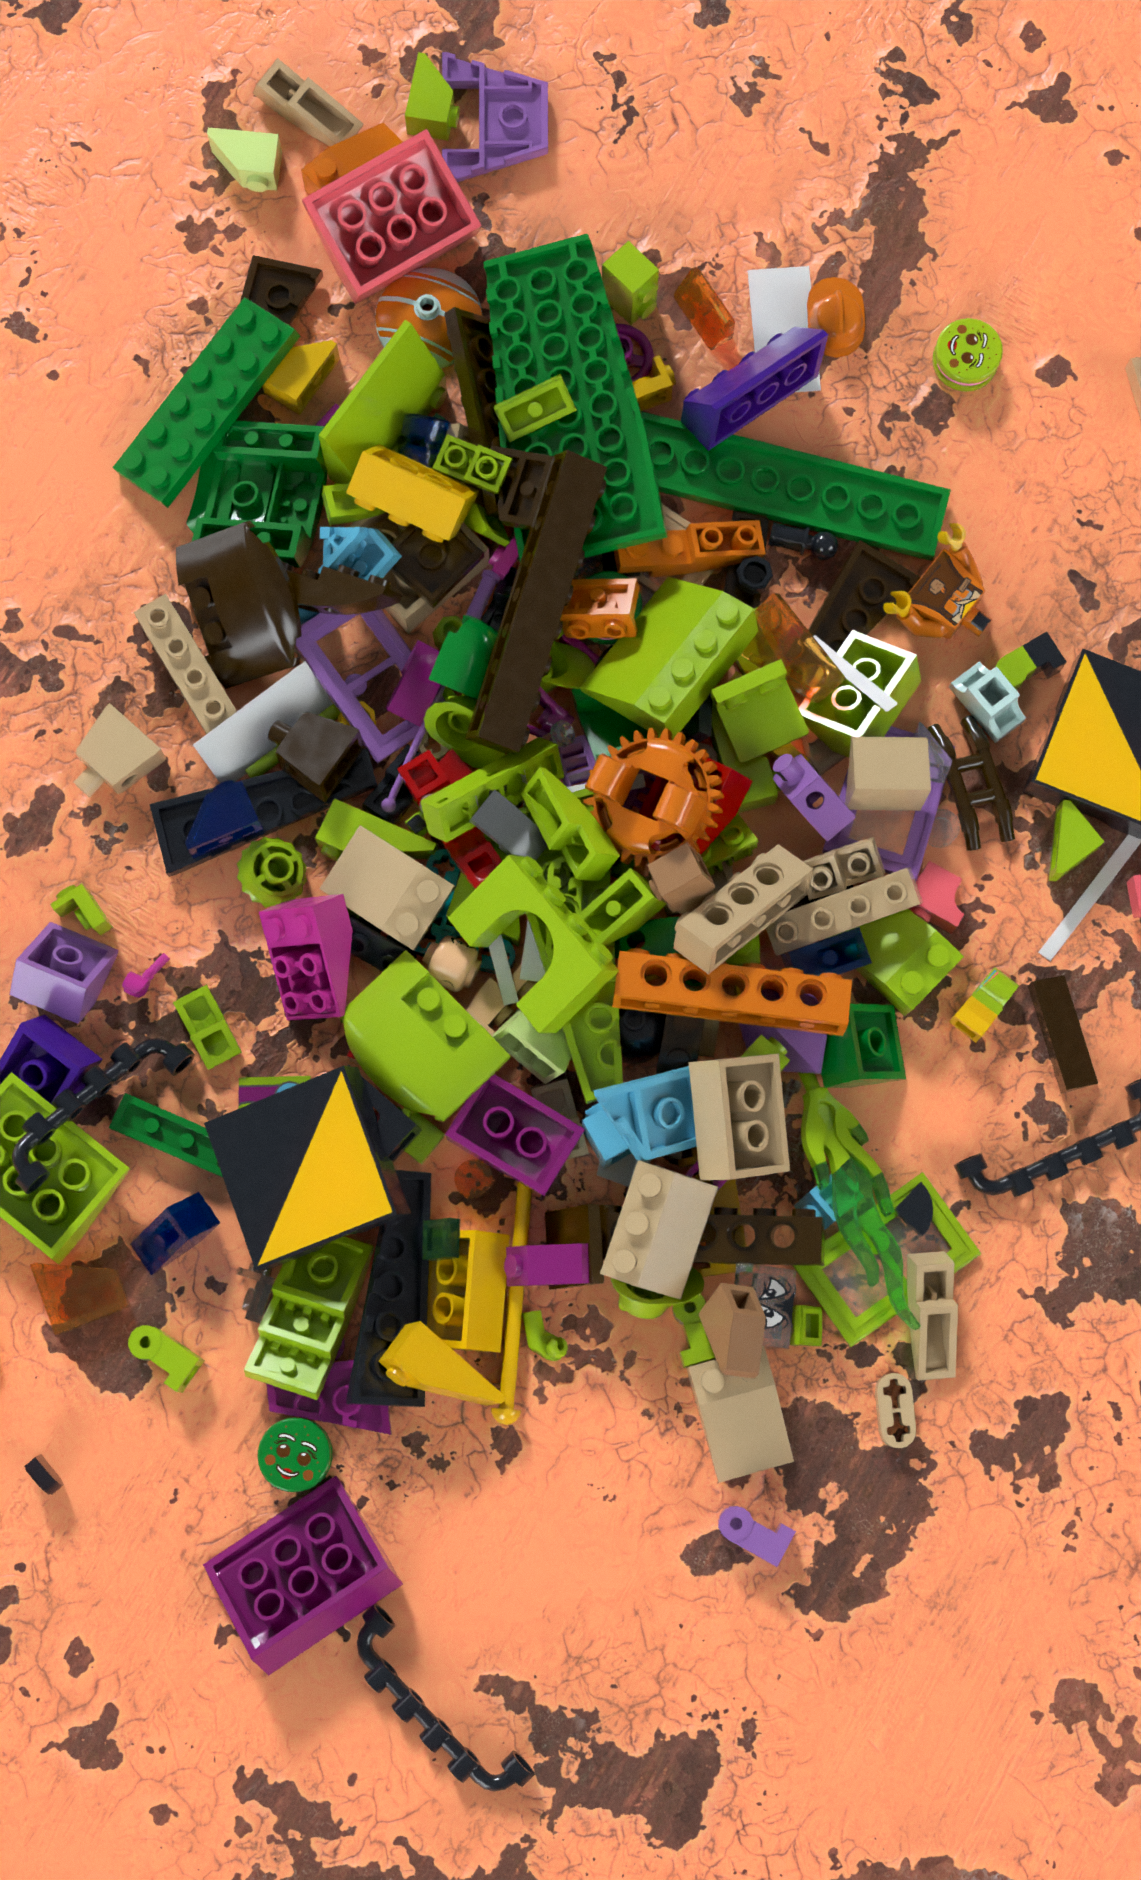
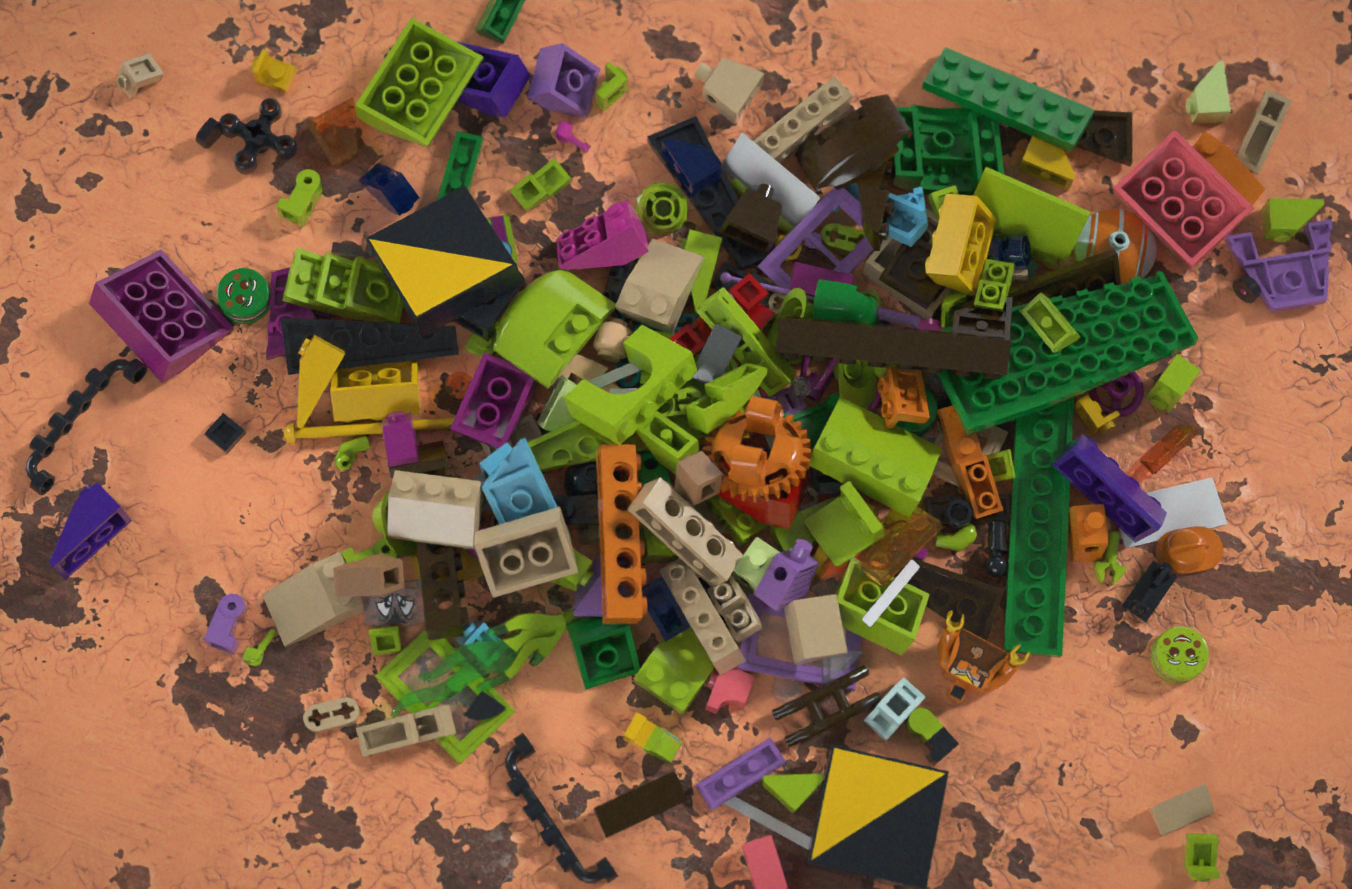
camera: 75 degrees right, 5 degrees down
(46, 1397) = (254, 129): none -> black gear
(70, 1105) = (464, 97): black bar -> none
(348, 645) = (846, 237): none -> lime beam
(441, 1239) = (409, 365): clear green tile -> none
(486, 1505) = (225, 433): none -> black tile
(515, 172) = (1246, 289): none -> black tile
(594, 1704) = (89, 527): none -> dark purple slope
(699, 510) = (1001, 465): none -> lime slope
(783, 580) = (959, 540): none -> lime arm
(785, 827) = (754, 565): none -> yellowish green torso
(799, 424) = (1087, 529): none -> orange torso
(801, 1504) = (255, 656): none -> lime hand
(837, 410) = (1110, 560): none -> lime bar
(881, 372) = (1150, 590): none -> black hinge
(1041, 903) = (740, 774): none -> medium lavender tile

